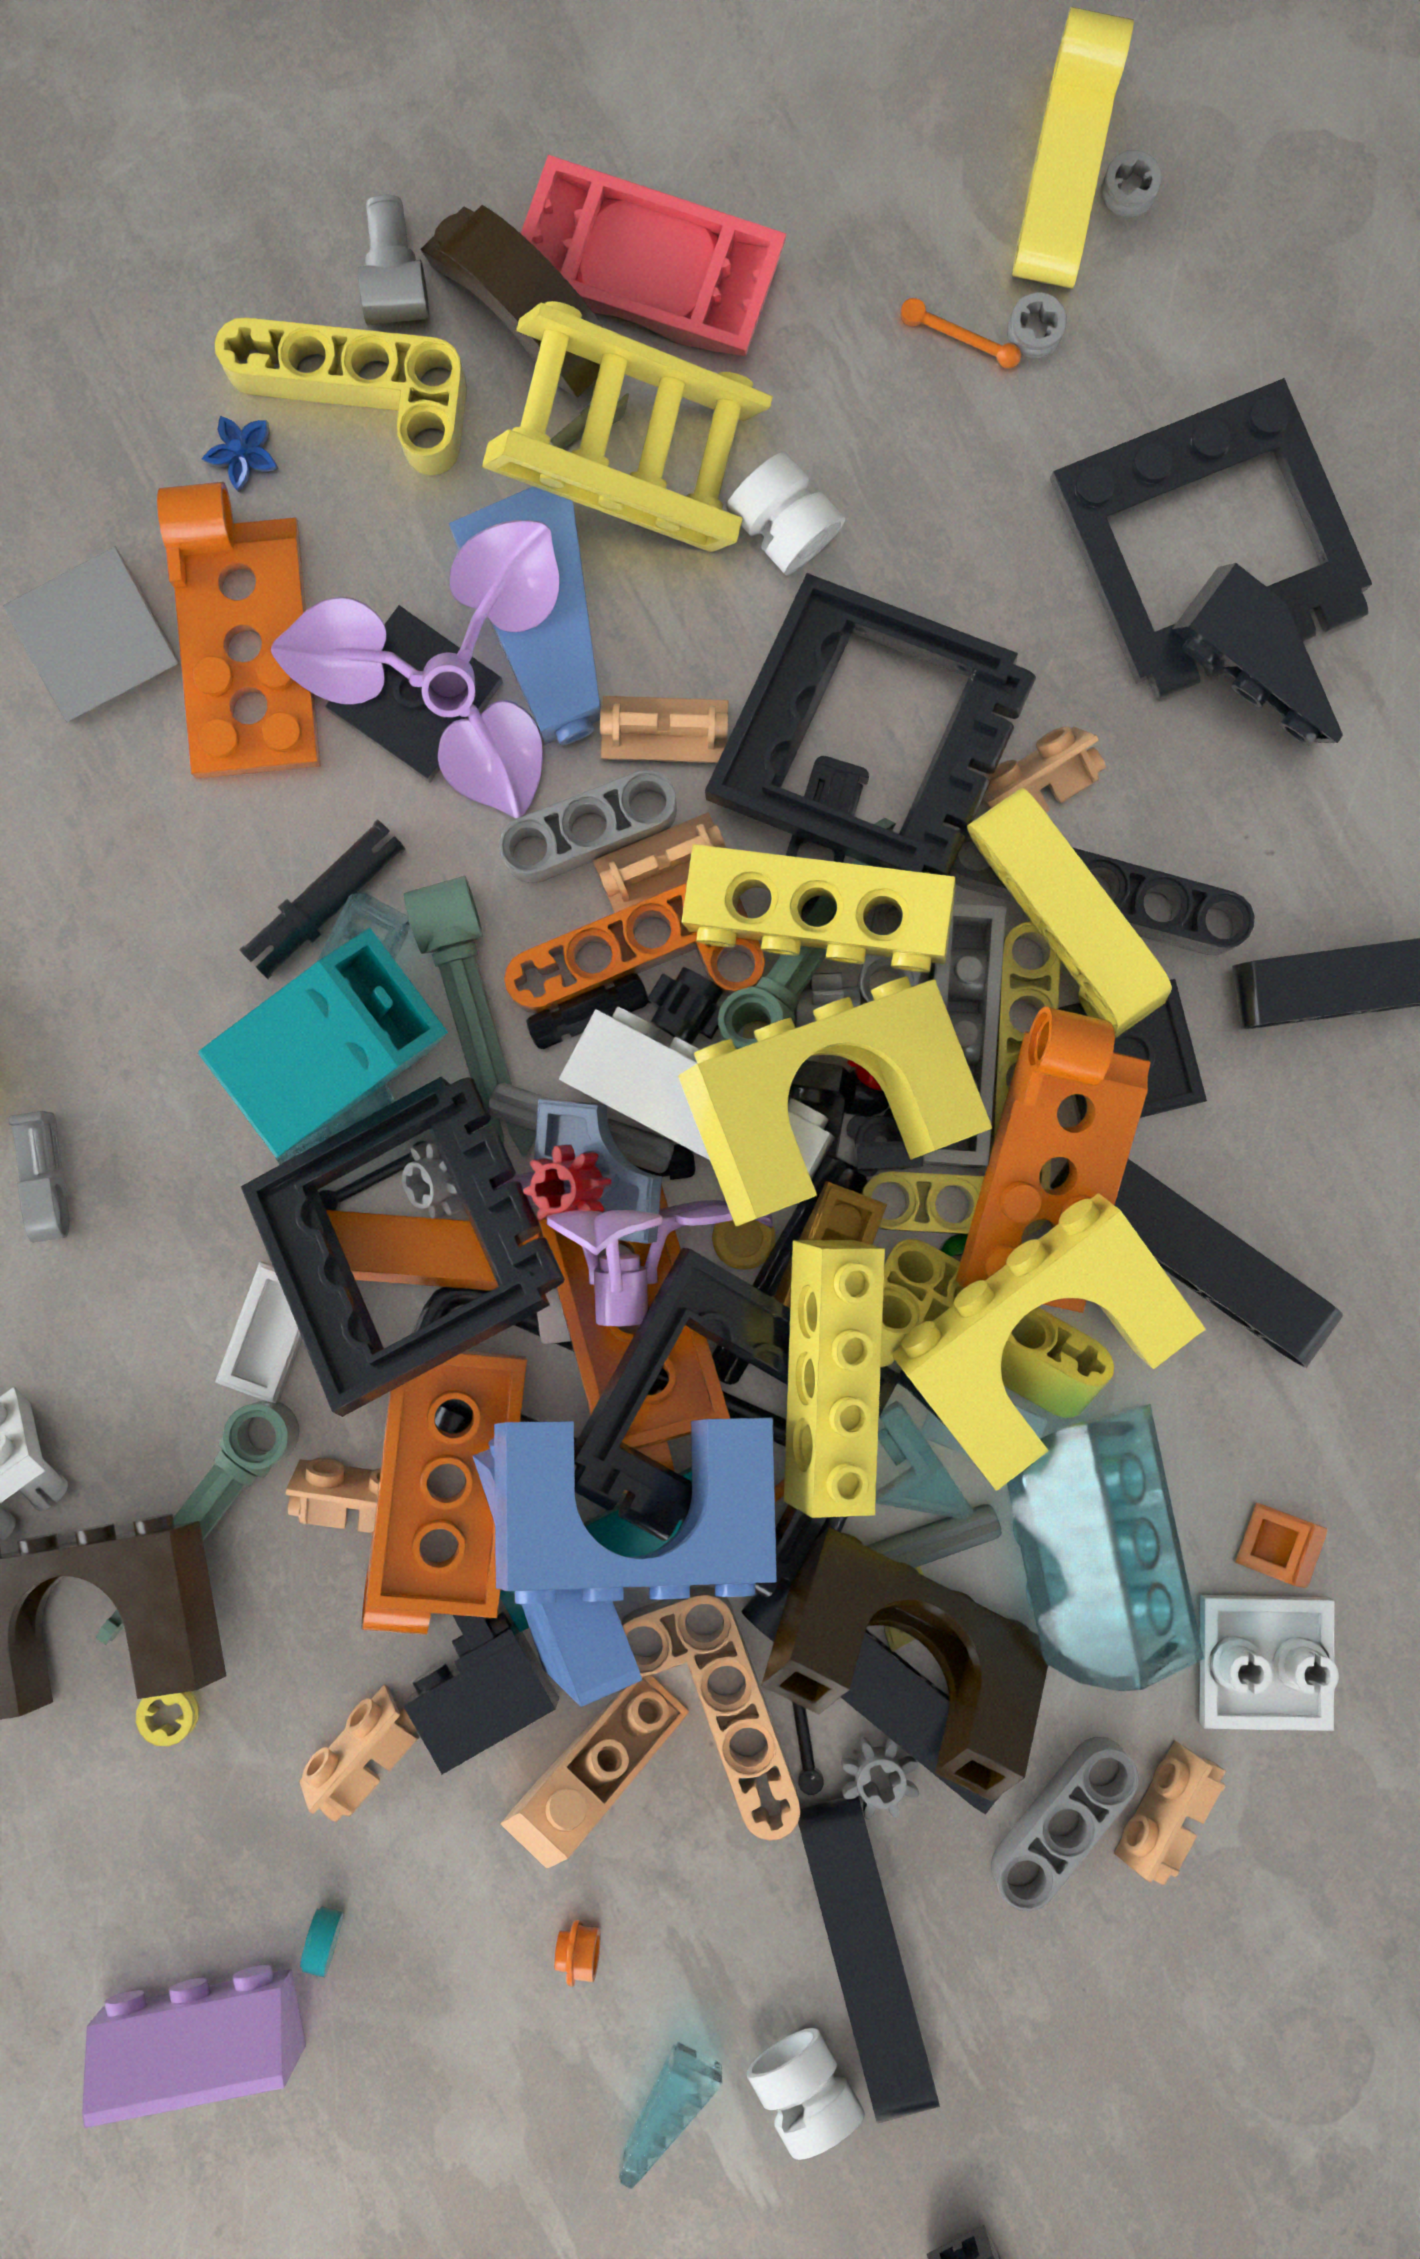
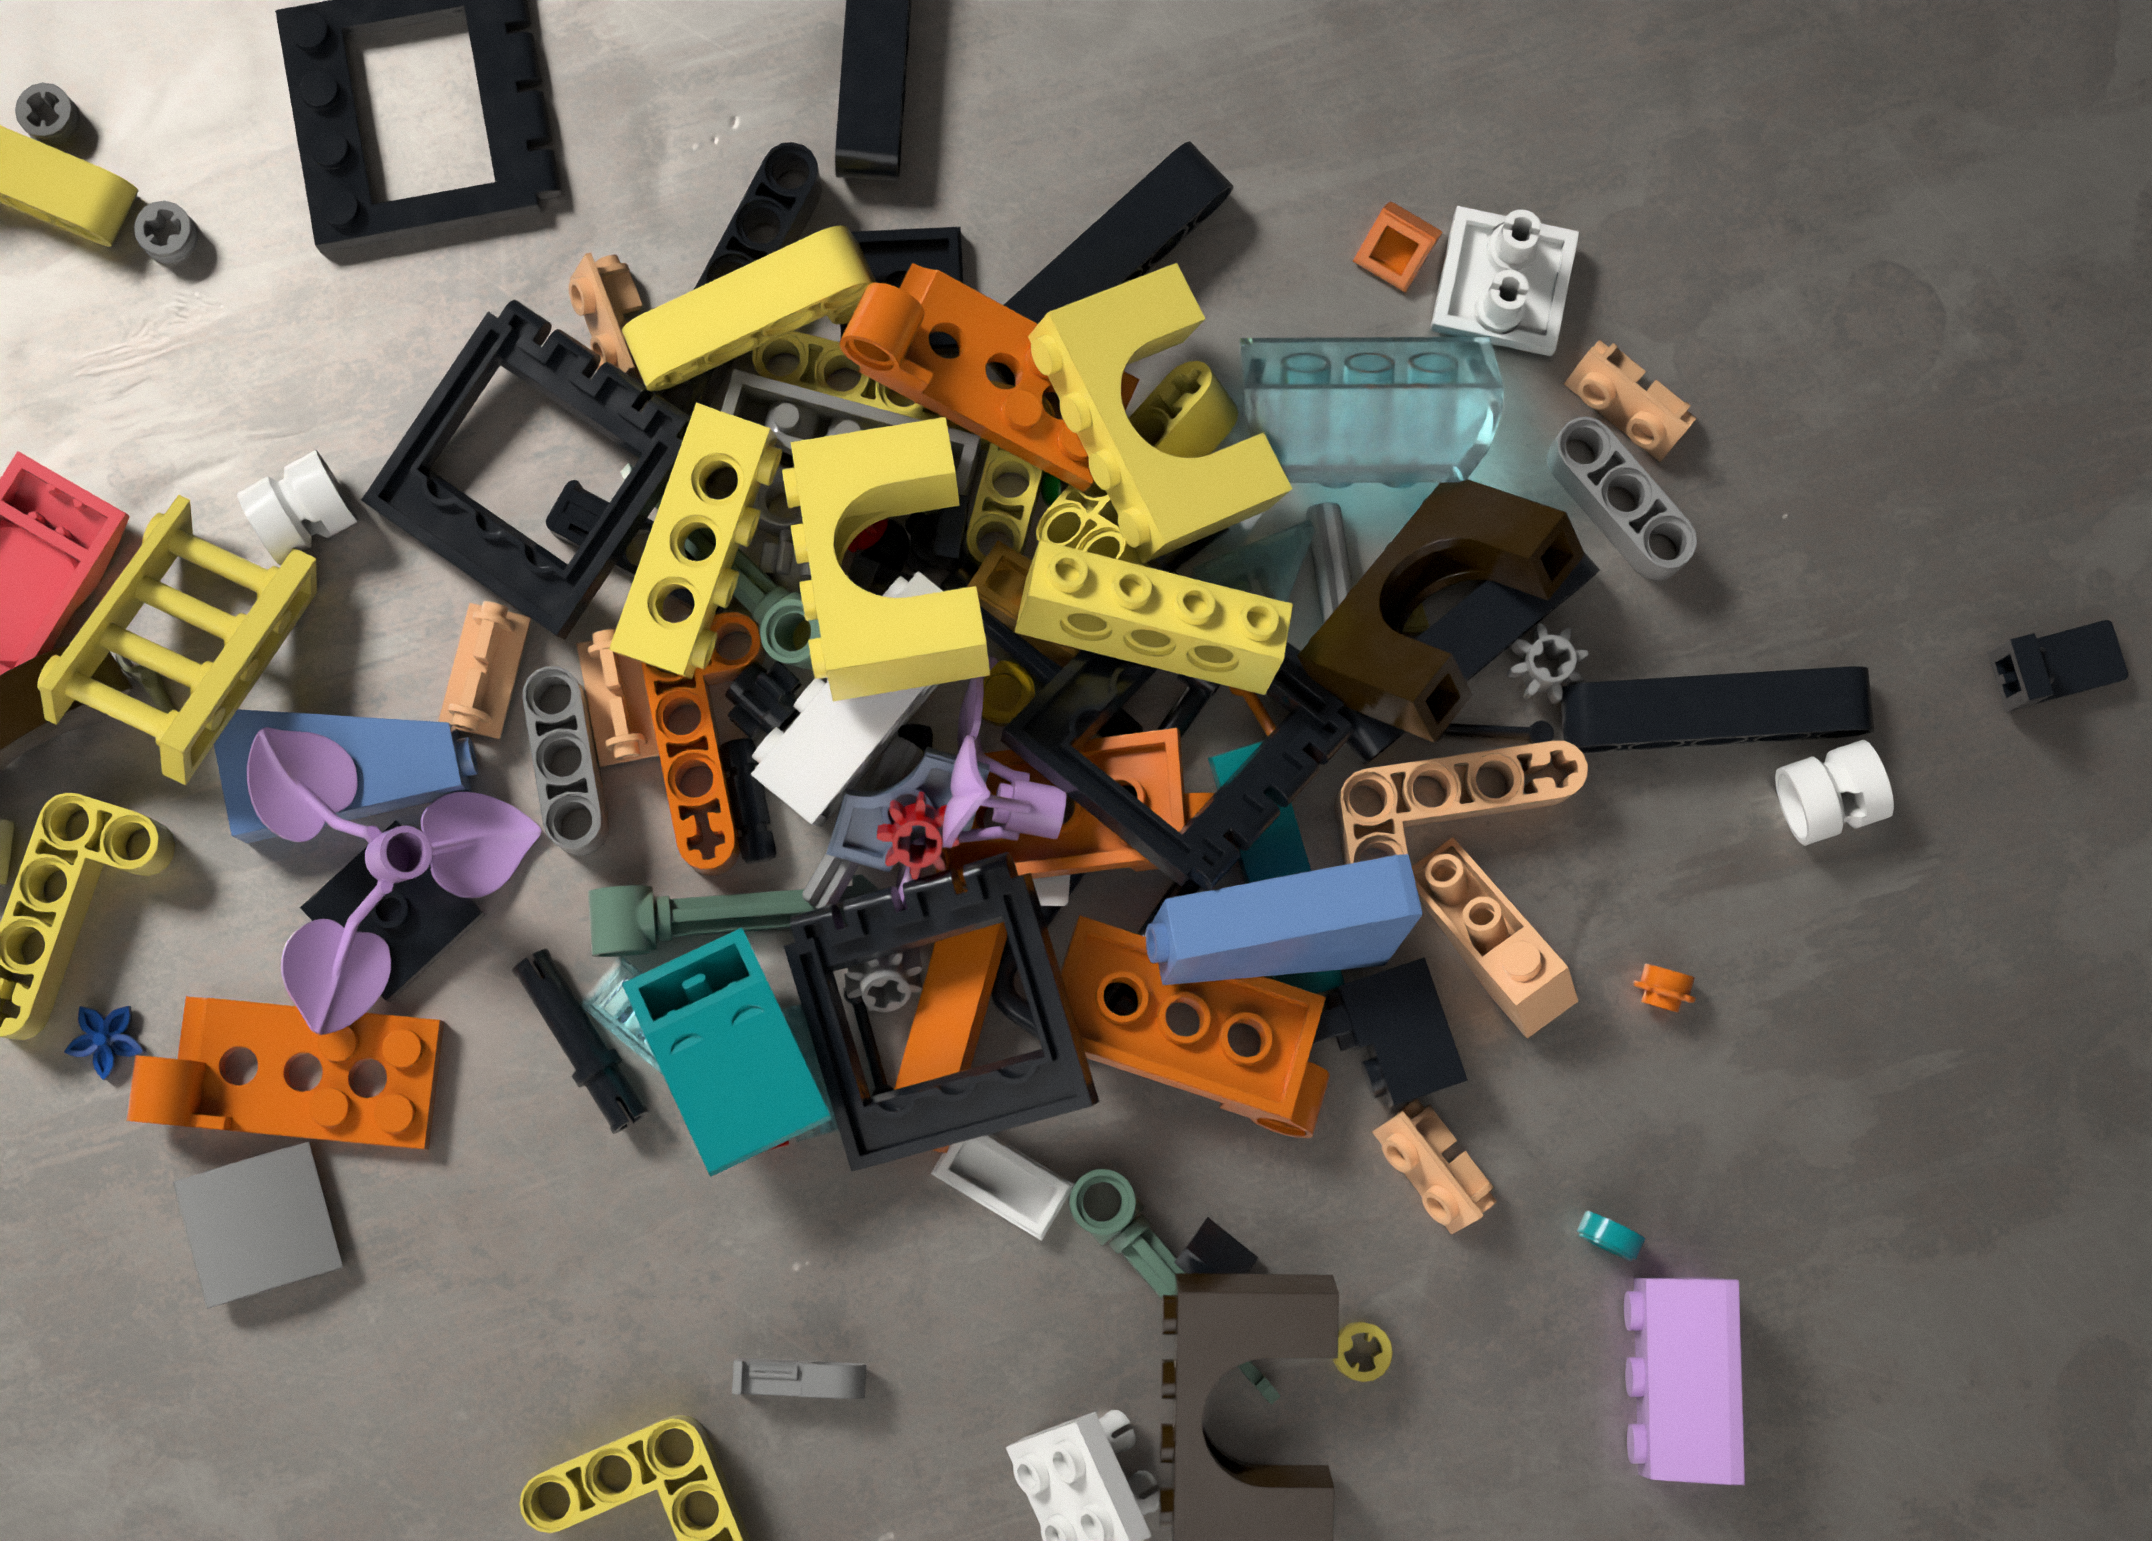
camera: 85 degrees left, 5 degrees down
(232, 1554) = (1215, 1252): none -> black tile
(326, 1489) = (1168, 1147): light nougat hinge -> none
(676, 2098) = (1822, 922): clear light blue slope -> none
(722, 1541) = (1257, 912): medium blue arch -> none
(914, 313) = (125, 347): orange hinge -> none
(1257, 643) = (530, 84): black slope -> none

